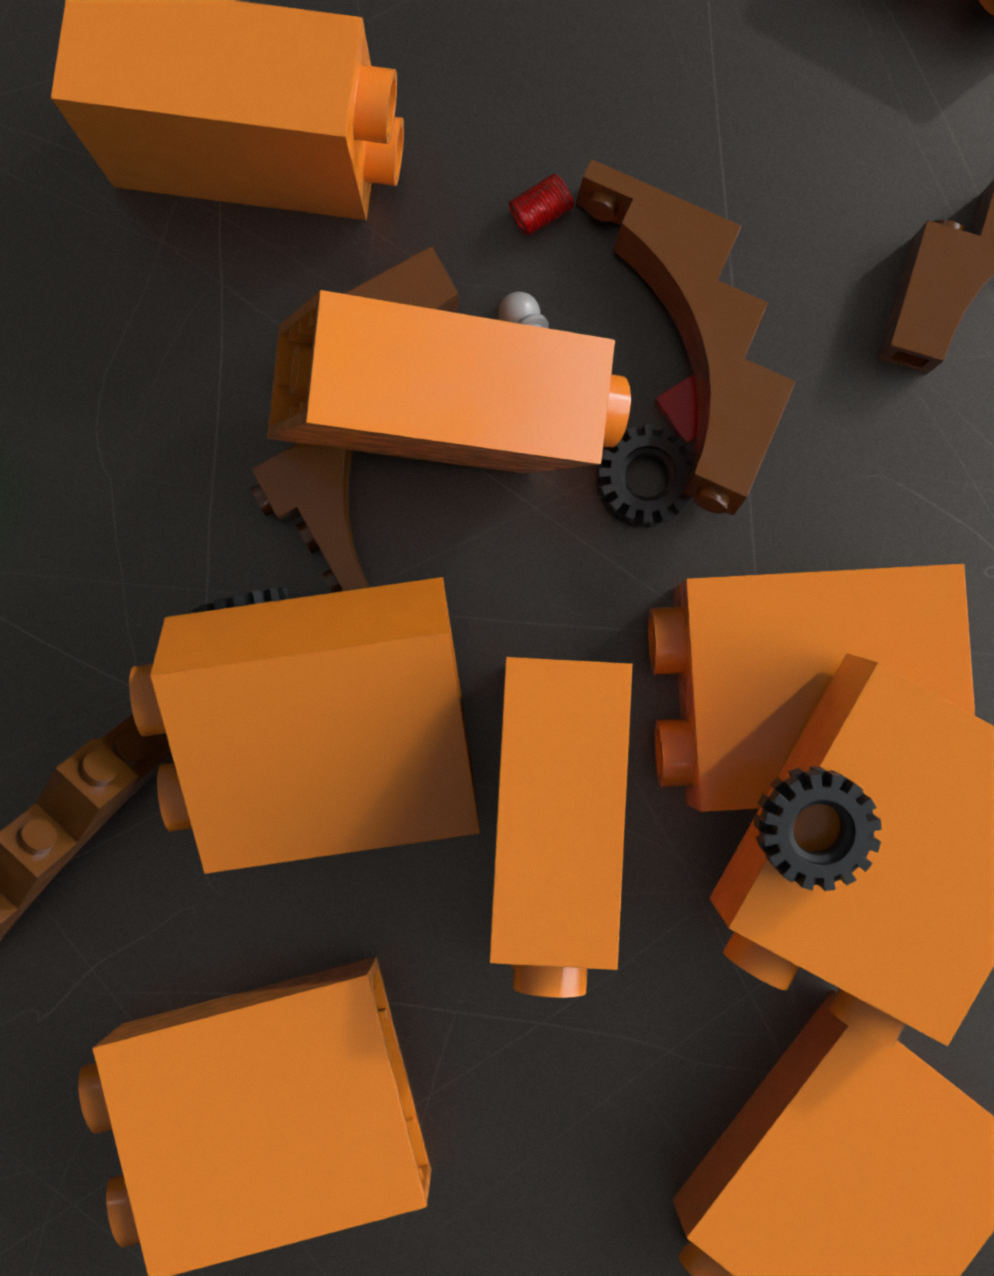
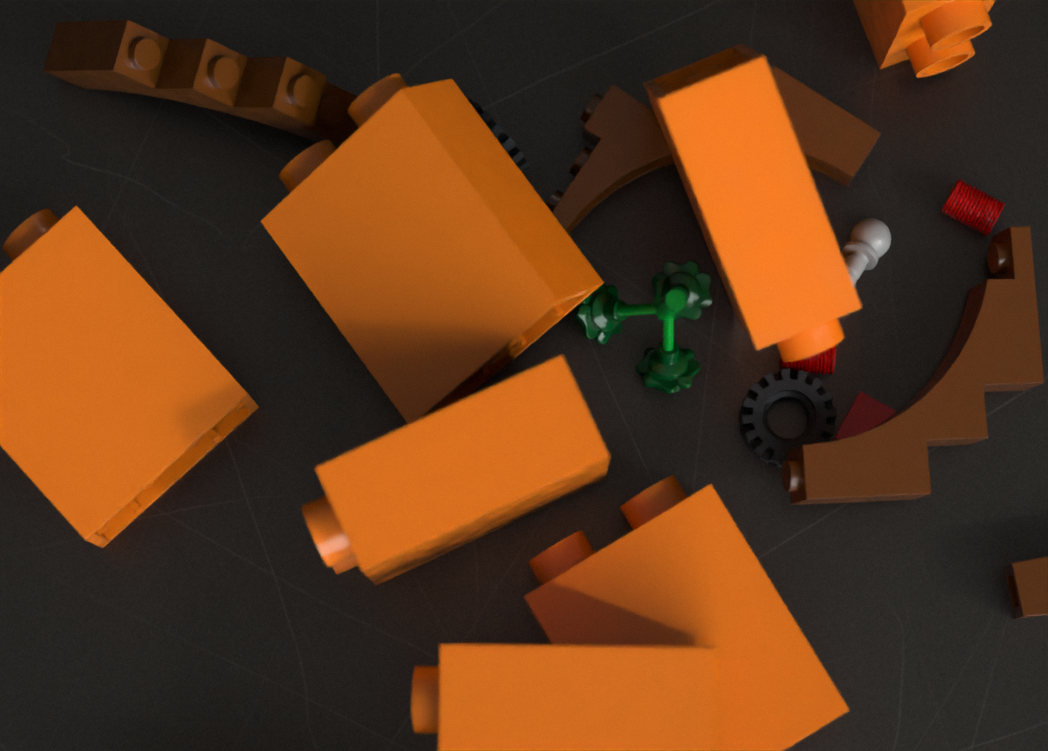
camera: 70 degrees right, 5 degrees down
(482, 511) = (678, 294): none -> dark green plant
(847, 851) = (521, 673): black tyre -> none

